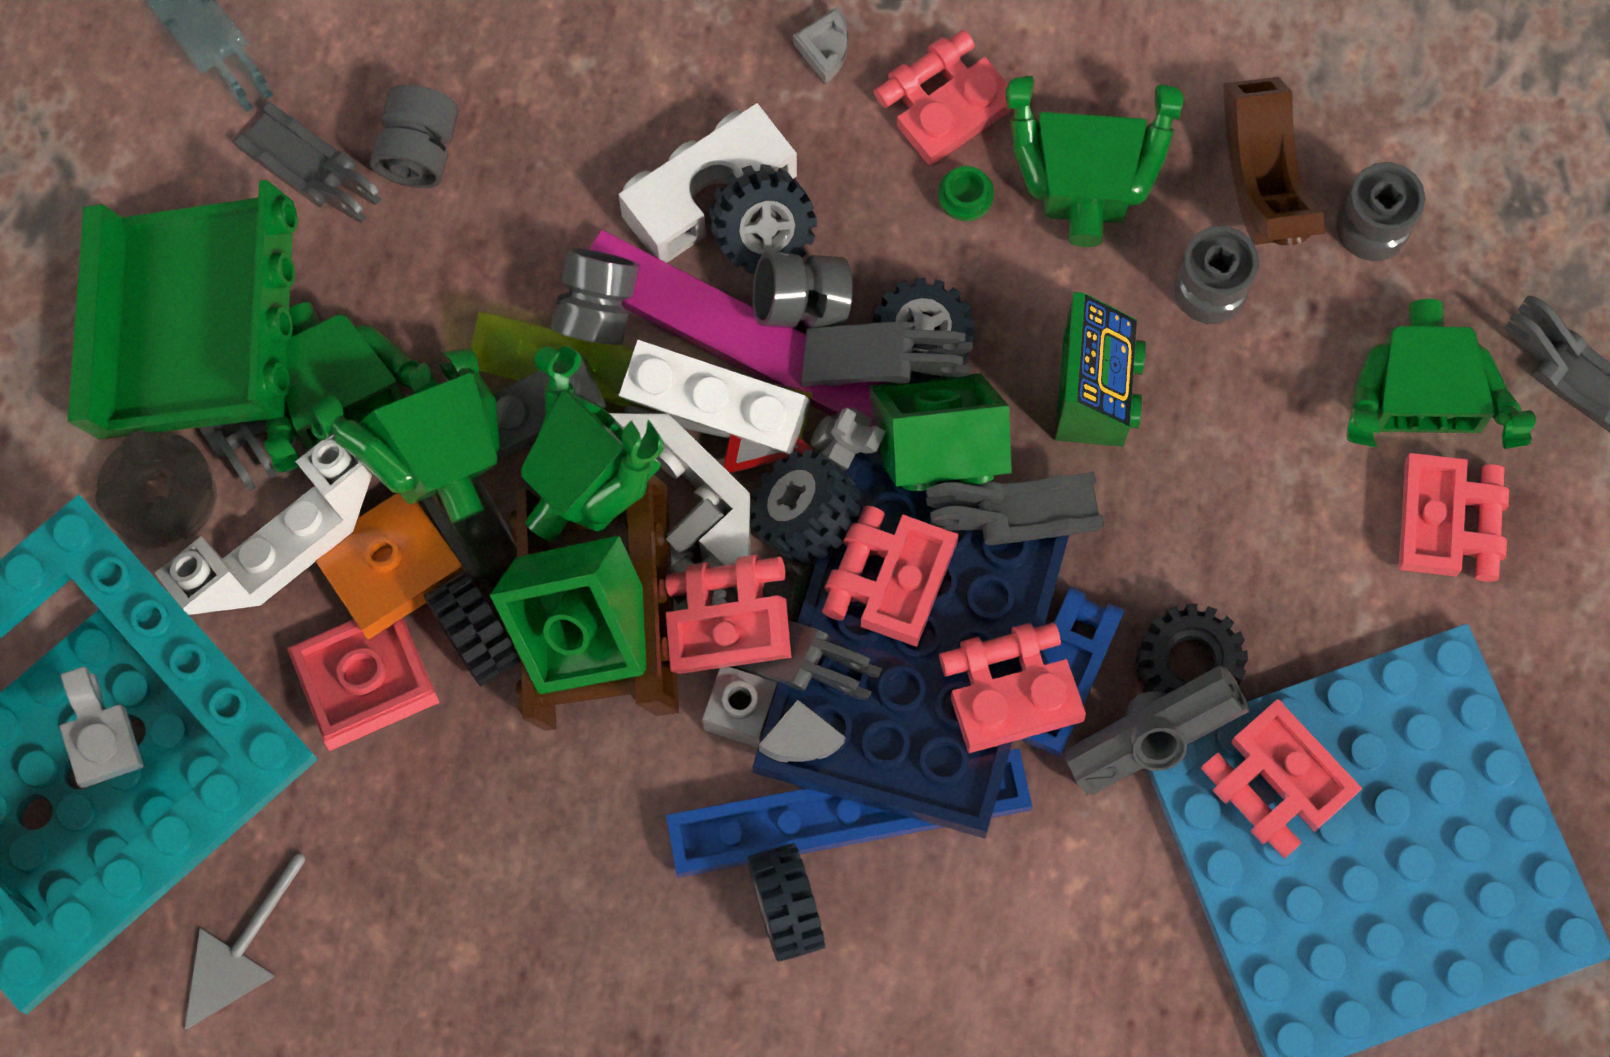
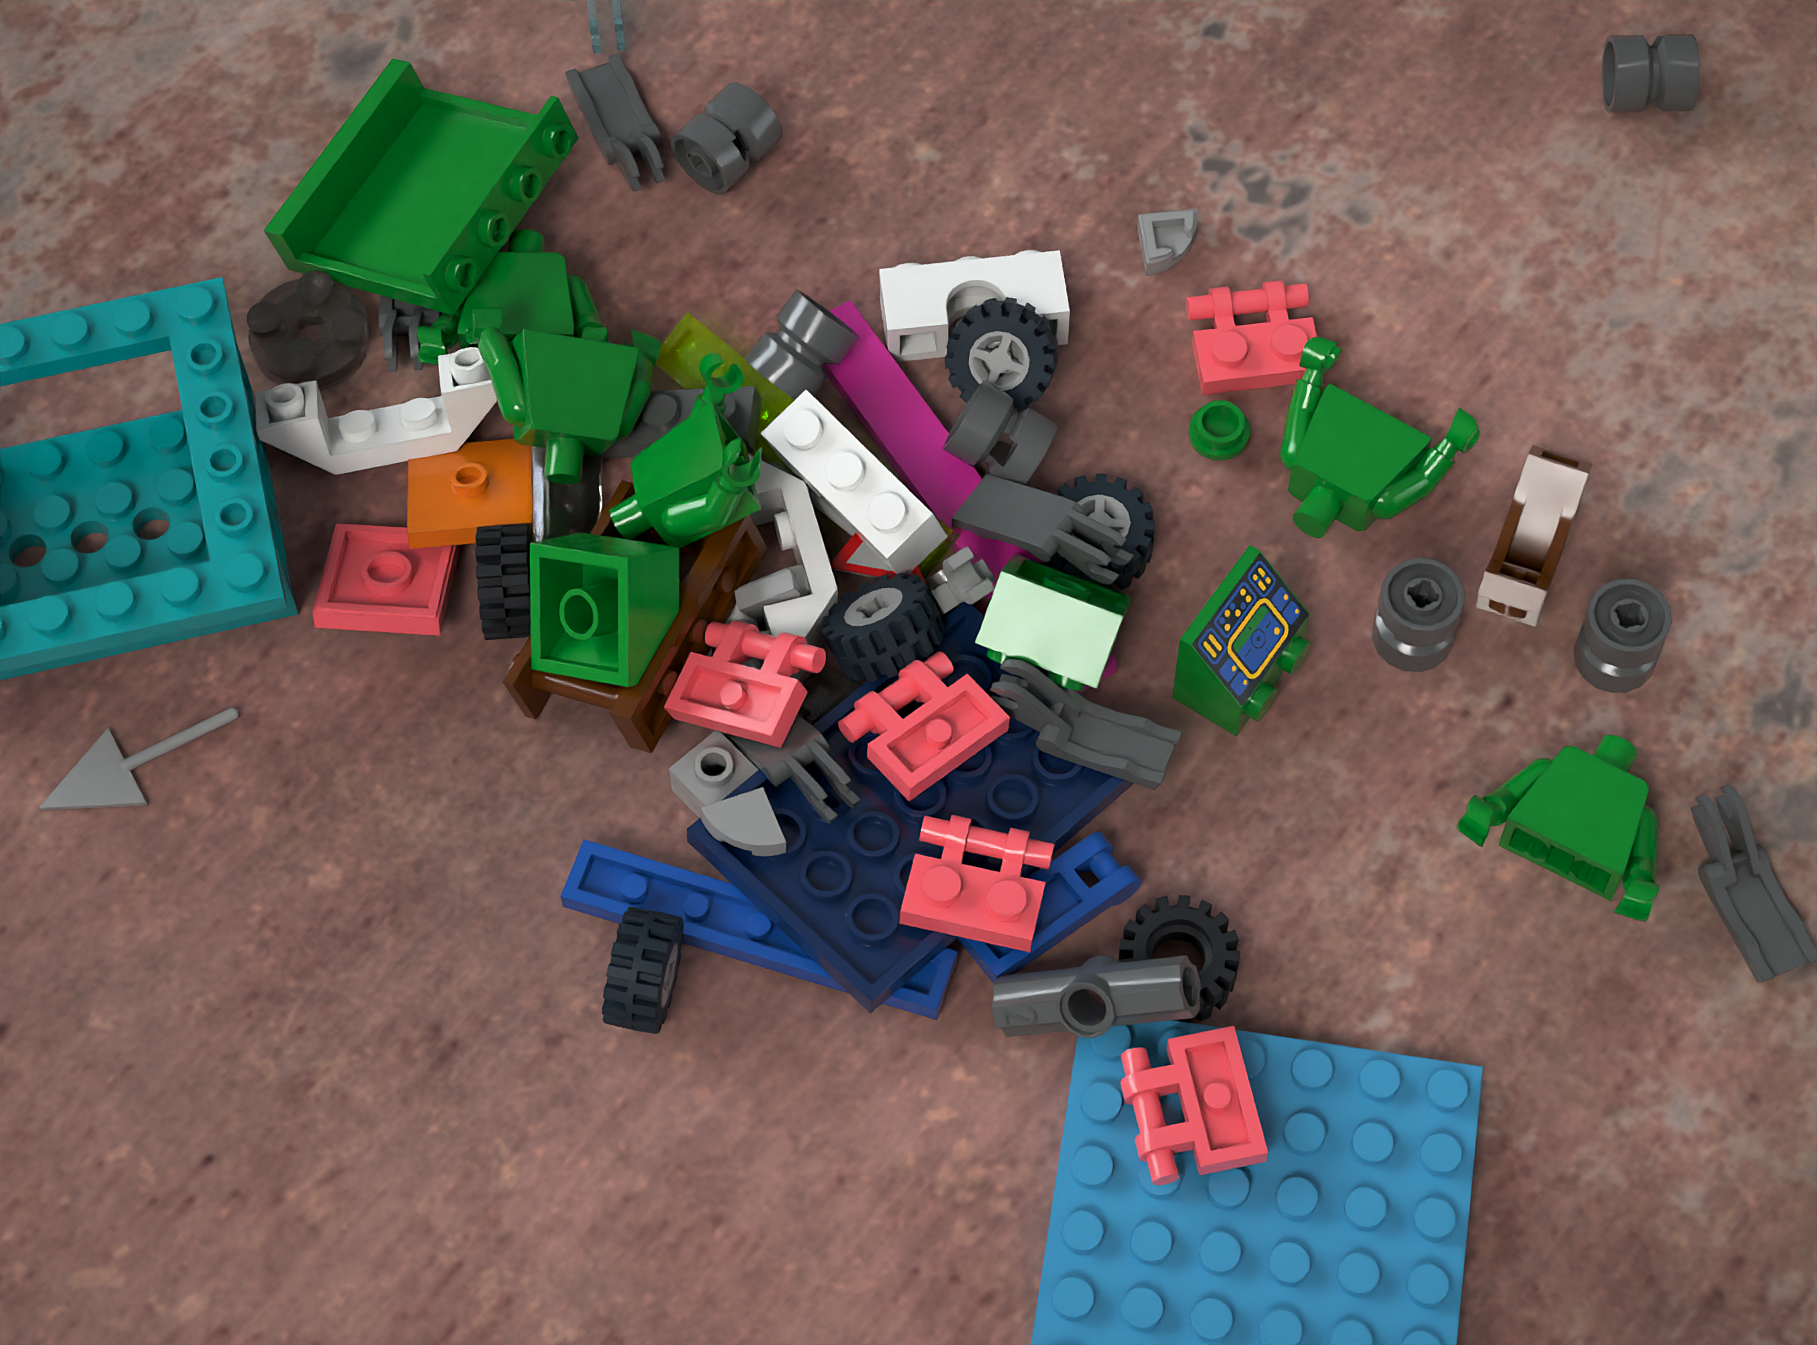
camera: 30 degrees right, 10 degrees down
(100, 738) = (106, 483): light grey plate -> none
(1435, 517) = (1510, 948): coral plate -> none

